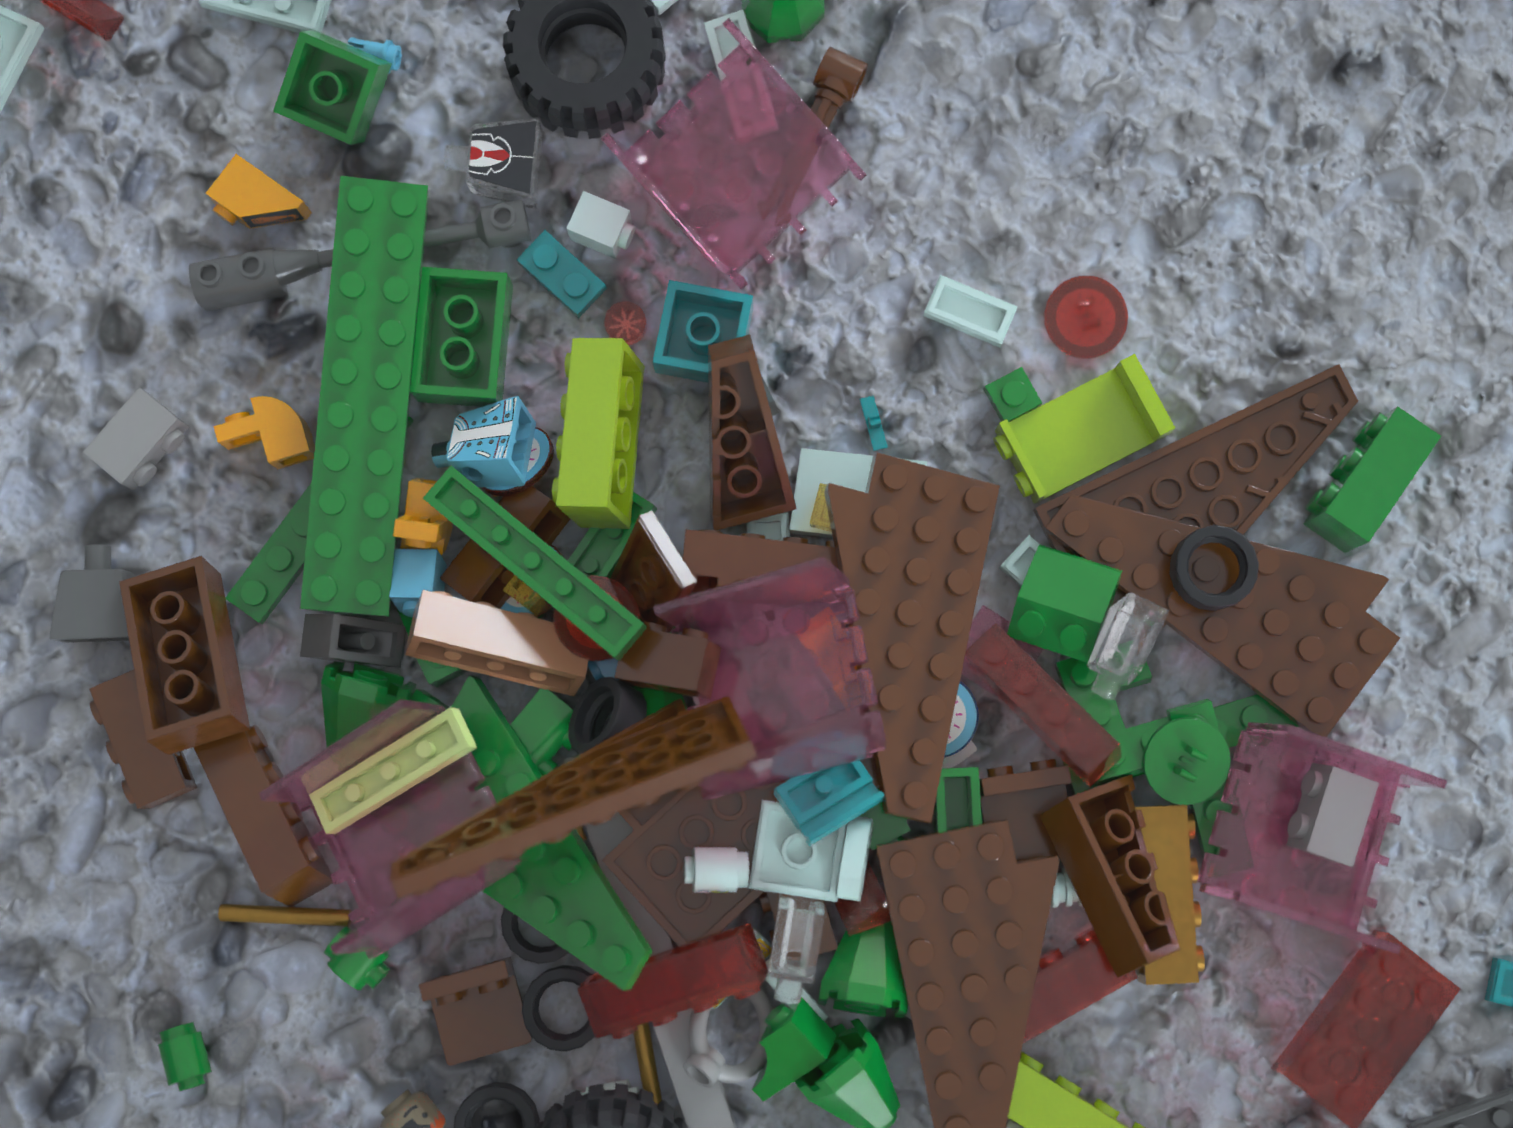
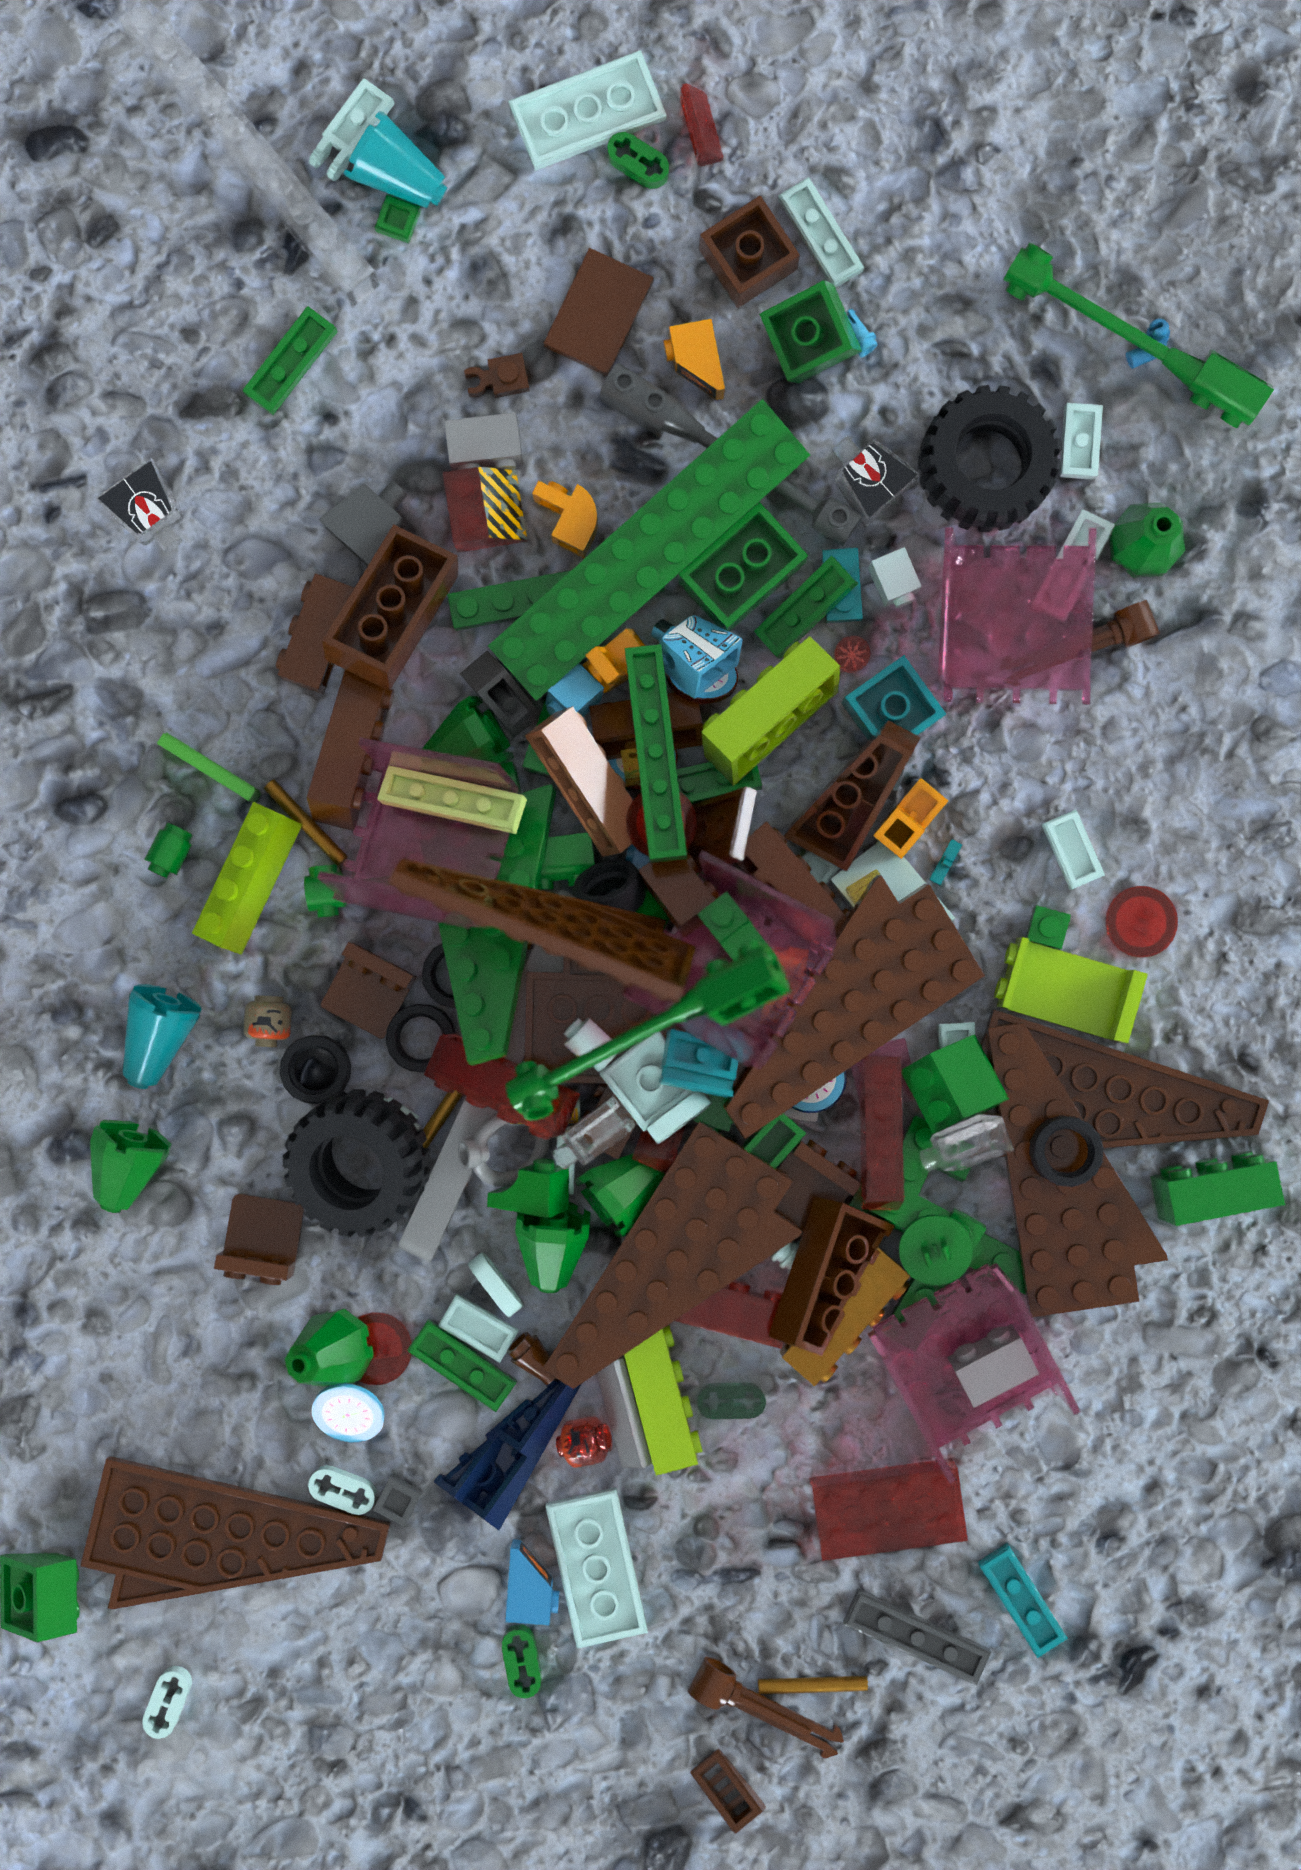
camera: 40 degrees right, 5 degrees up
(49, 77) = (633, 167): none -> green beam
(101, 366) = (505, 376): none -> reddish brown plate
(134, 238) = (598, 312): none -> reddish brown tile
(153, 948) = (209, 767): none -> bright green tile
(188, 494) = (484, 508): none -> slope
(216, 69) = (749, 251): none -> reddish brown brick
(277, 1015) = (247, 878): none -> lime brick
(547, 319) = (806, 606): none -> green plate
(754, 652) = (729, 925): none -> green arch
(789, 713) = (722, 995): none -> green bar
(807, 412) = (910, 818): none -> light orange brick
(1147, 1074) = (731, 1410): none -> clear green beam

